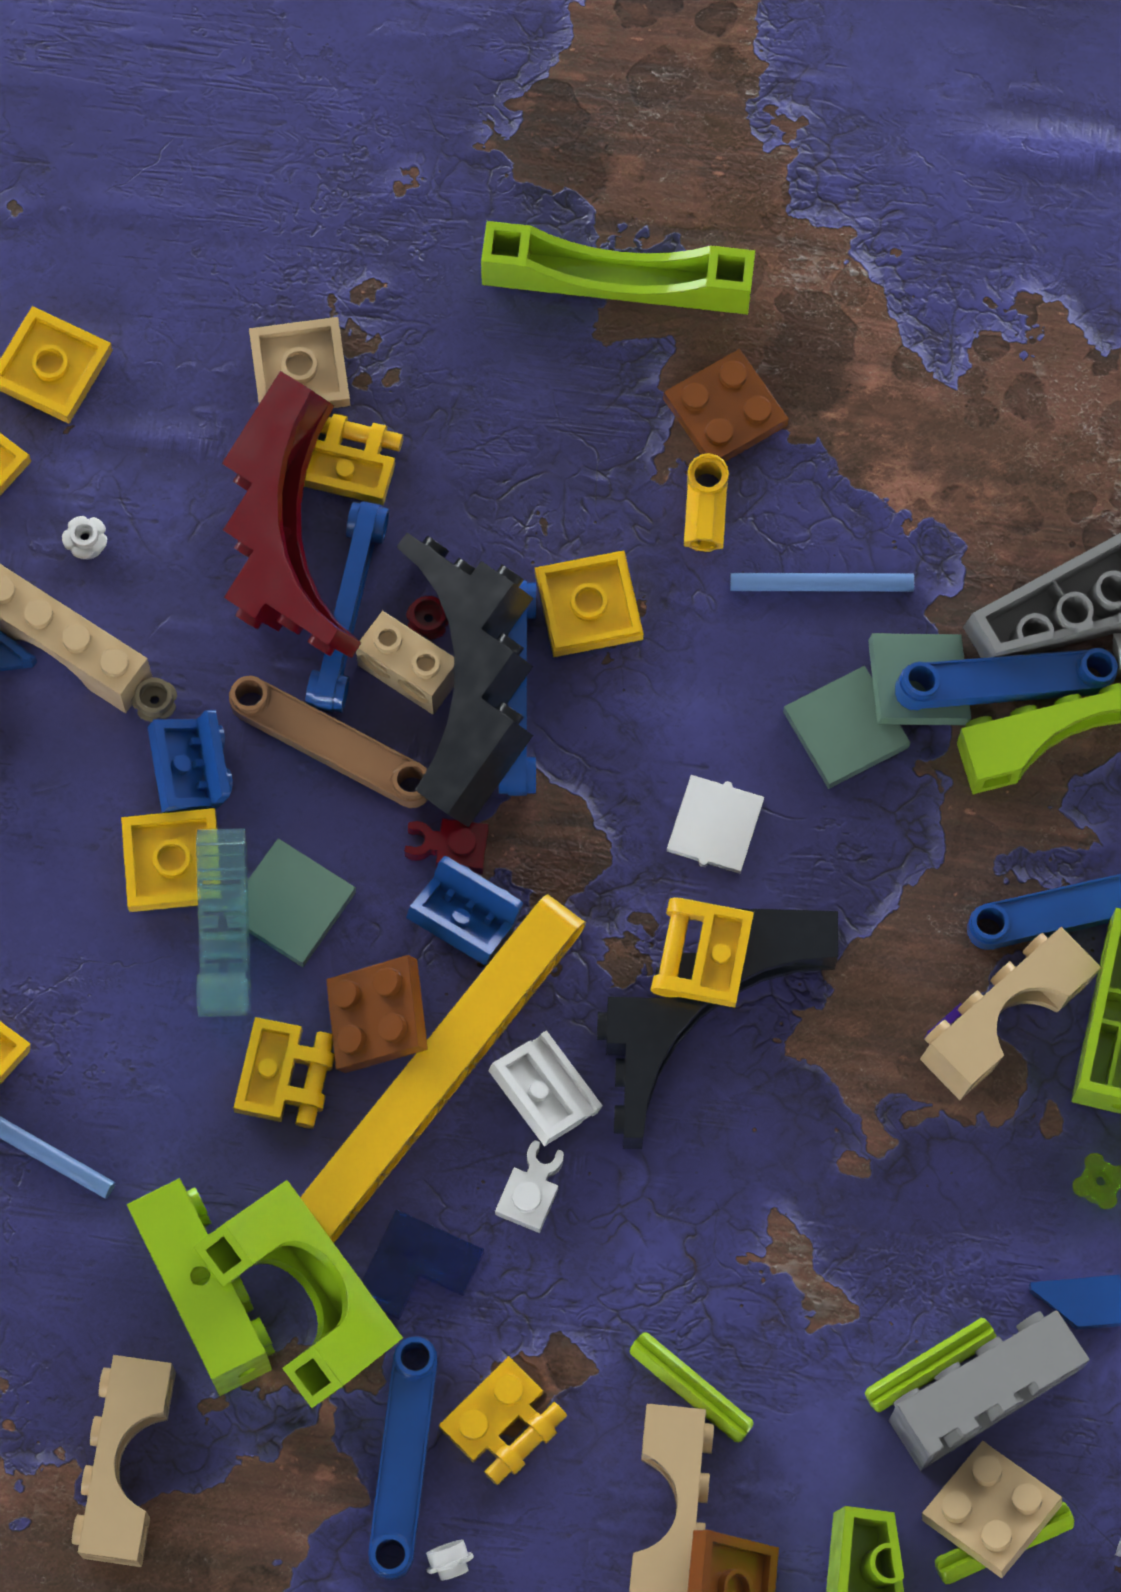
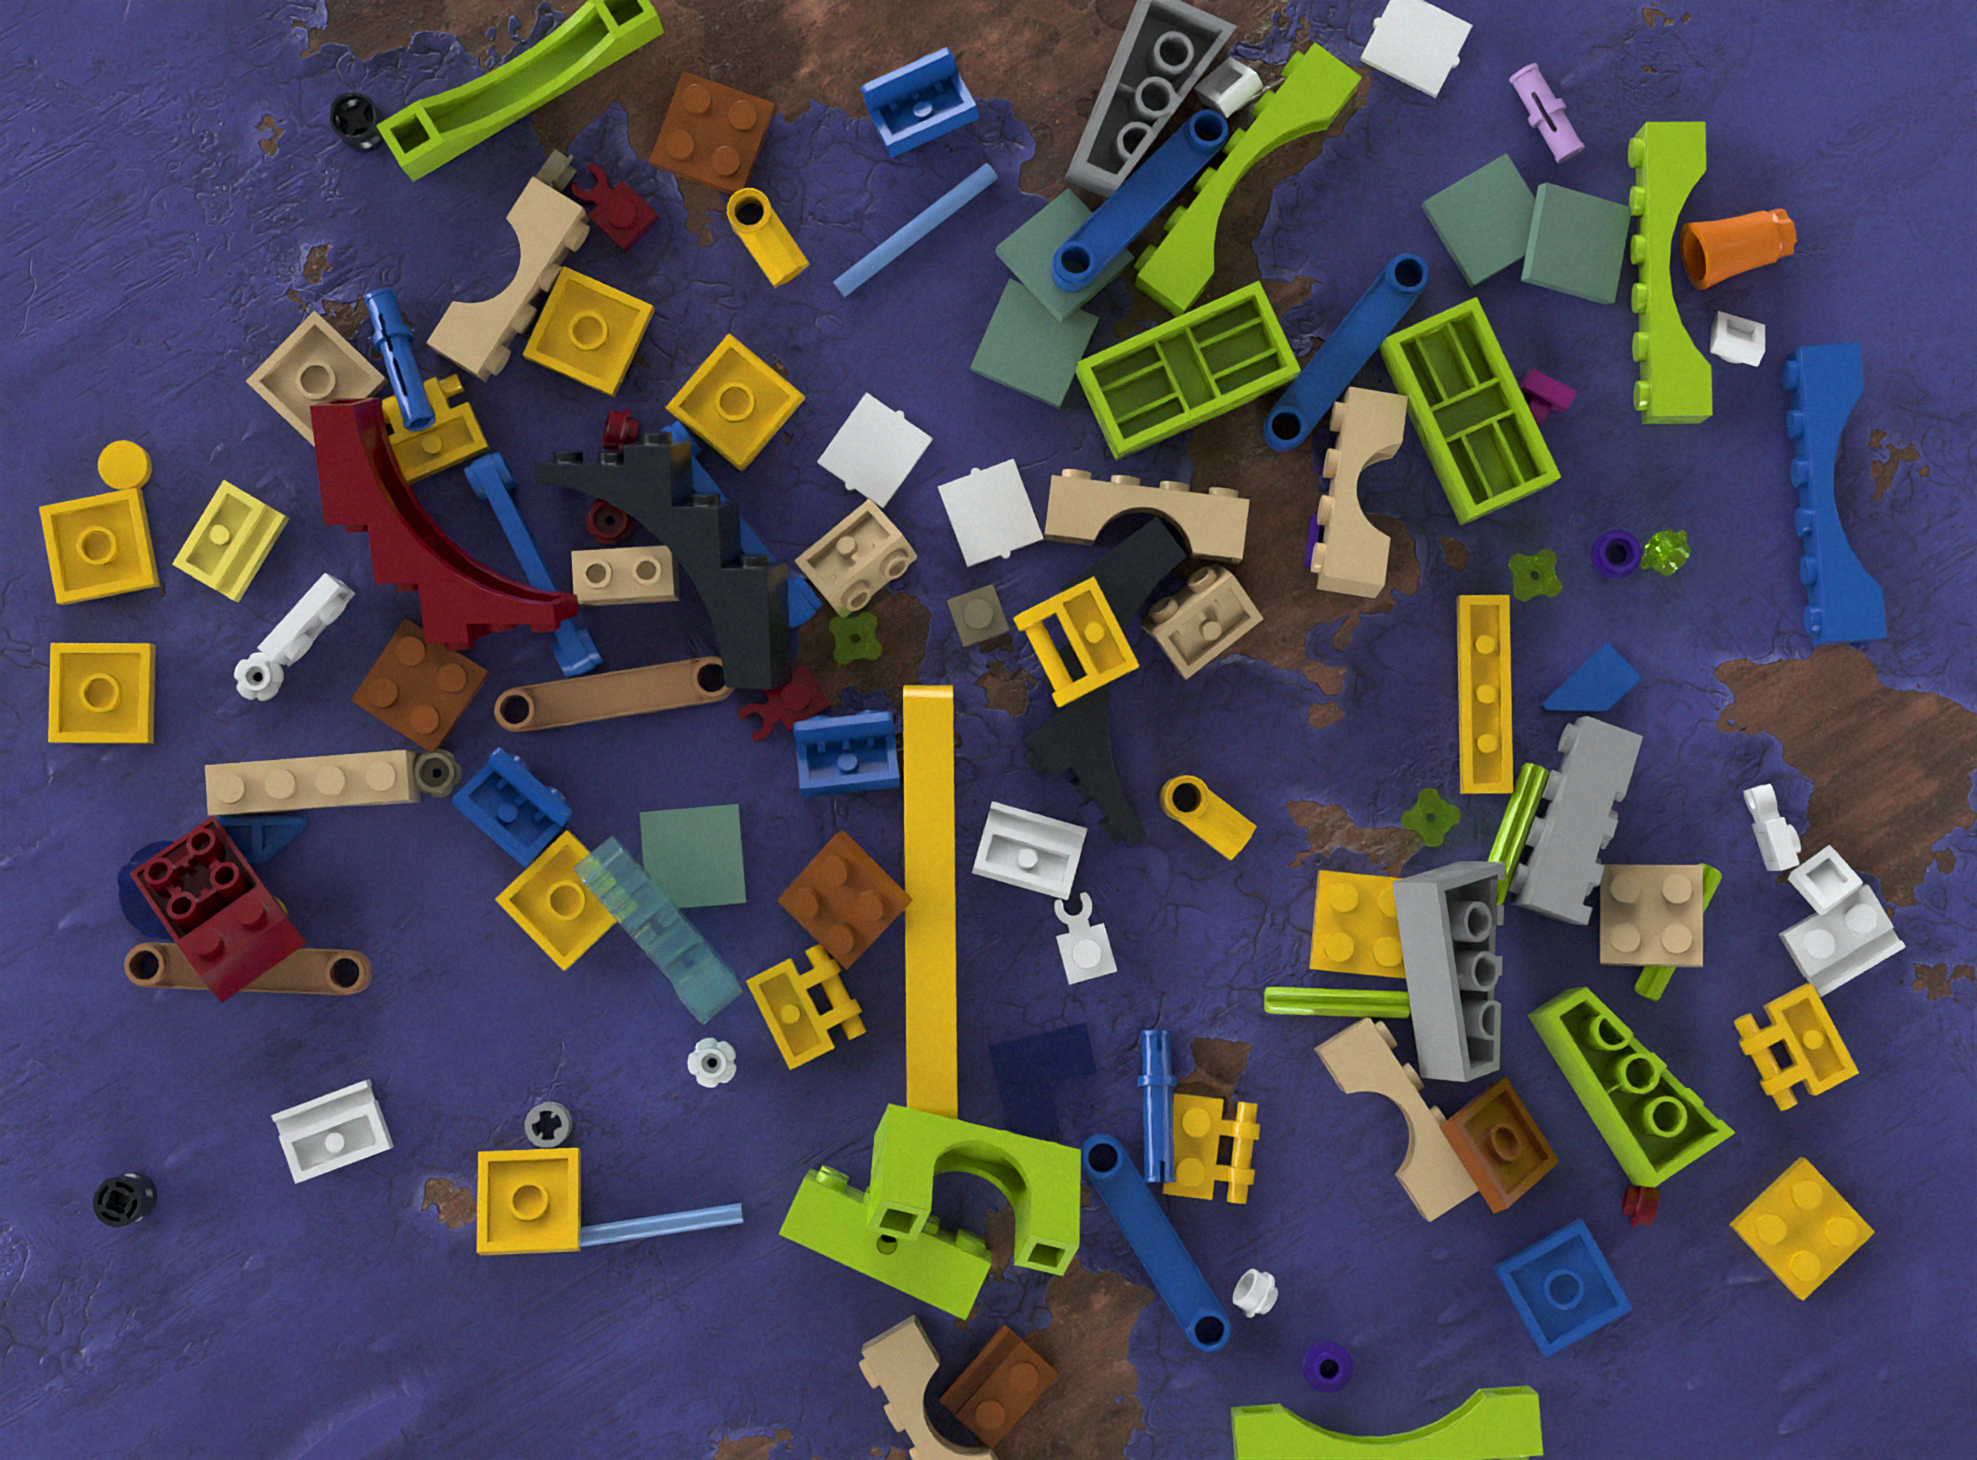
camera: 40 degrees left, 15 degrees up
(18, 999) = (560, 1133): none -> light grey bush
(115, 324) = (124, 465): none -> yellow tile
(145, 429) = (230, 541): none -> light yellow plate
(152, 520) = (307, 620): none -> white plate
(183, 1072) = (725, 1067): none -> white plate
(194, 631) = (420, 687): none -> dark orange plate
(194, 1474) = (998, 1386): none -> dark orange plate
(376, 379) = (394, 342): none -> blue pin
(445, 419) = (479, 333): none -> tan arch
(478, 205) = (350, 114): none -> black wheel
(490, 555) = (619, 430): none -> dark red plate
(501, 1337) = (1157, 1106): none -> blue pin
(522, 476) = (588, 331): none -> yellow plate
(544, 848) = (845, 628): none -> clear neon green plate
(588, 780) = (856, 558): none -> tan bracket
(589, 351) = (557, 171): none -> dark tan plate
(612, 411) = (618, 211): none -> dark red plate
(645, 890) = (978, 616): none -> dark tan plate
(665, 715) = (874, 450): none -> white piece
(703, 1167) = (1209, 818): none -> yellow piece
(759, 1344) = (1356, 925): none -> yellow plate
(789, 870) = (1208, 523): none -> tan arch
(802, 1420) = (1452, 967): none -> light grey wedge
(813, 1018) = (1201, 619): none -> tan bracket
(880, 1289) = (1445, 817): none -> clear neon green plate
(896, 492) = (919, 102): none -> blue bracket
(945, 826) = (1187, 371): none -> lime brick
(990, 1241) = (1484, 694): none -> yellow plate

